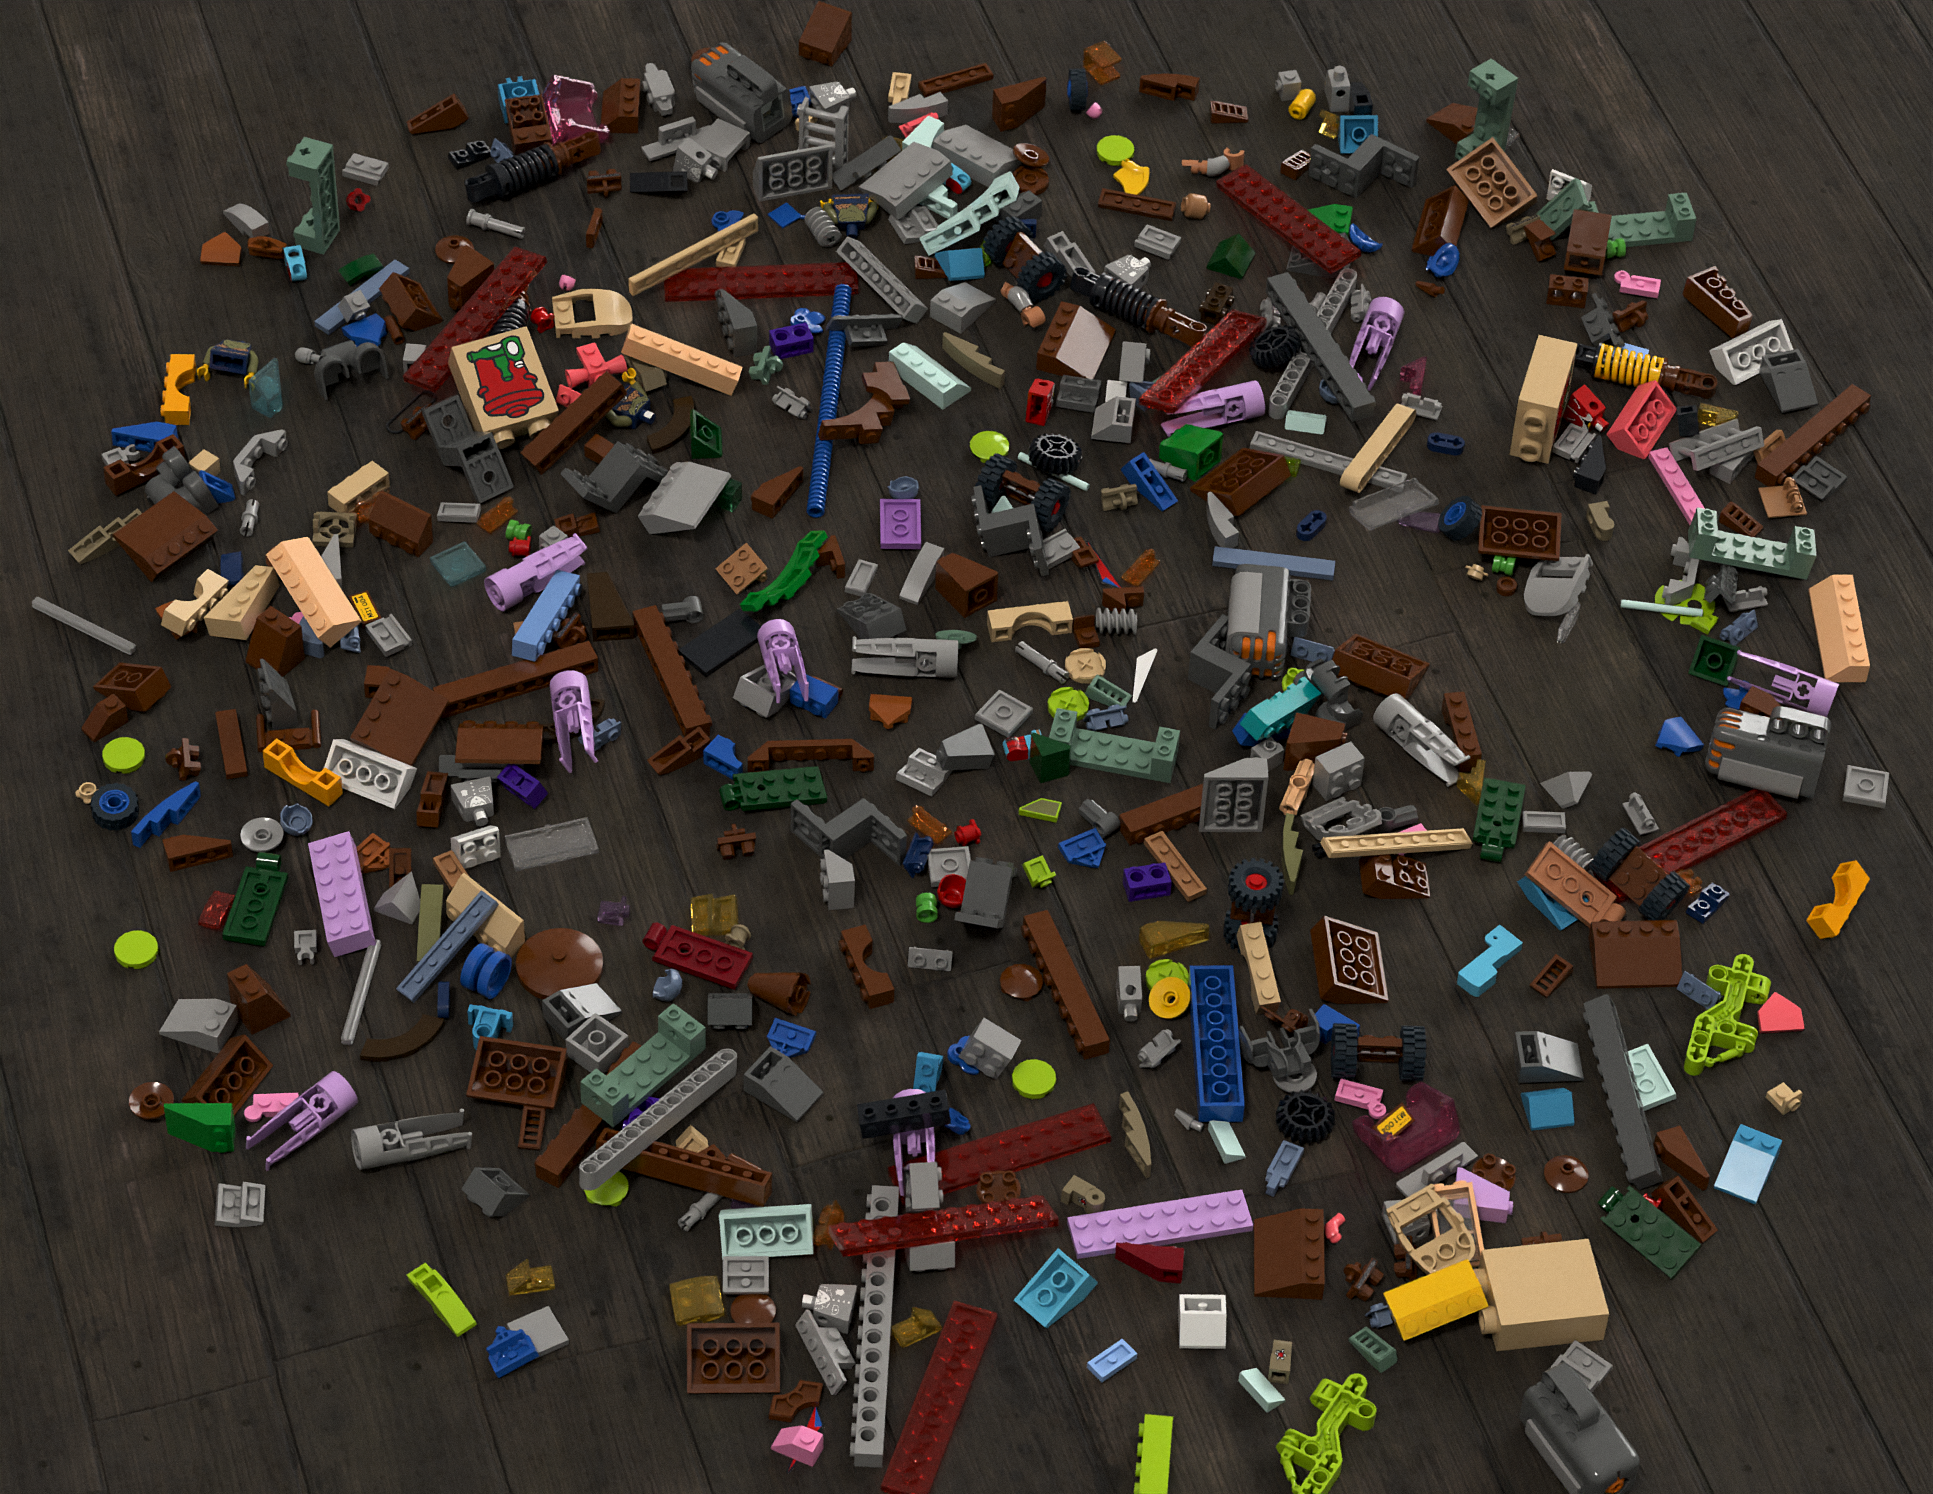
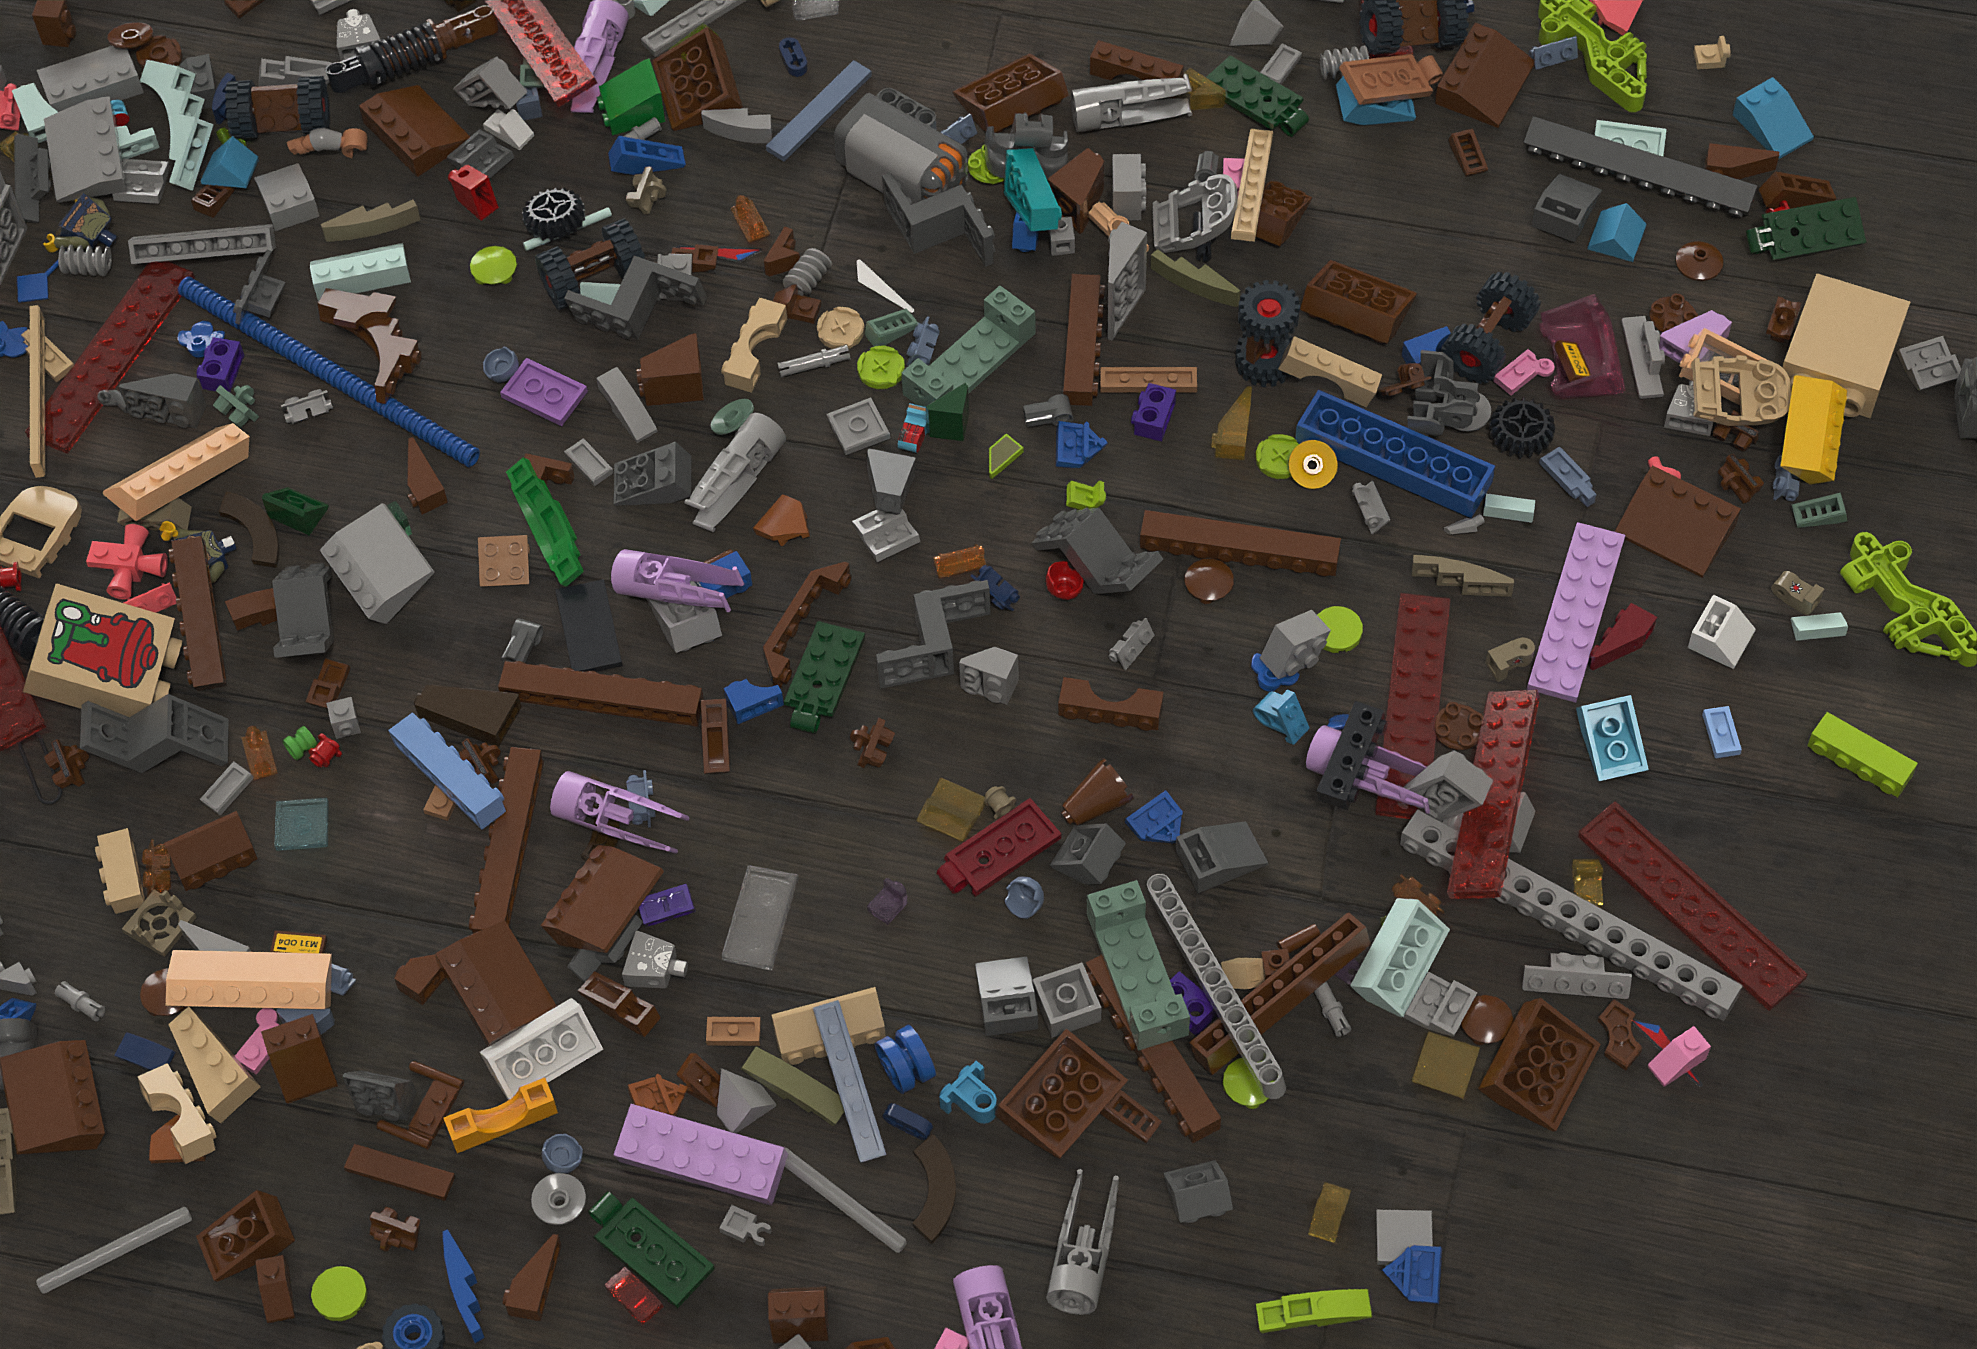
camera: 55 degrees left, 10 degrees up
(388, 635) = (356, 939): light grey plate -> none
(477, 846) = (719, 987): white slope -> none
(532, 575) = (378, 790): lavender piece -> none
(558, 961) = (926, 986): reddish brown dish -> none
(833, 1305) = (1526, 942): light grey torso -> none
(926, 907) = (1067, 614): bright green wheel -> none
(947, 861) = (1026, 568): light grey plate -> none
(968, 833) = (995, 531): red brick -> none
(1114, 420) = (545, 142): light grey slope -> none
(1129, 991) = (1289, 494): light grey torso -> none
(1482, 971) = (1431, 203): medium azure piece -> none

